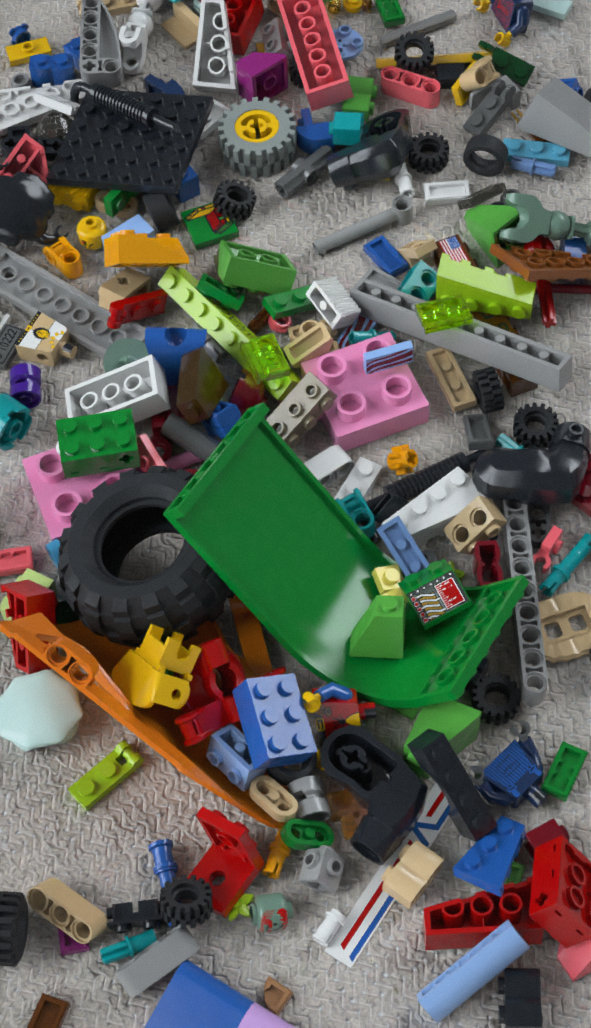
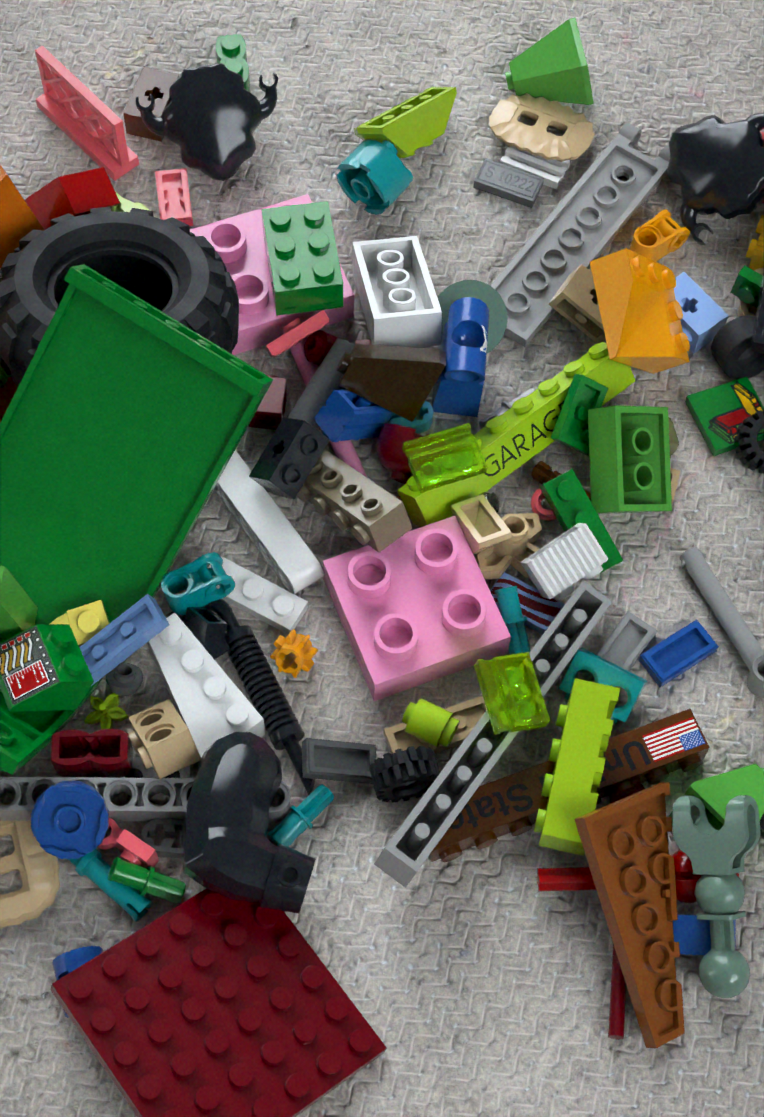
camera: 85 degrees right, 5 degrees up
(26, 384) = (436, 201): dark purple wheel -> none
(45, 341) = (511, 220): torso -> none
(90, 232) = (700, 263): yellow head -> none
(136, 308) = (556, 316): red plate -> none
(388, 357) = (436, 614): light blue tile -> none
(417, 251) = (679, 691): tan slope -> none
(453, 375) = (430, 723): none -> lime brick
(534, 414) = (343, 825): black tyre -> none
(542, 570) = (70, 819): none -> blue tile
(572, 535) = (146, 880): none -> green axle

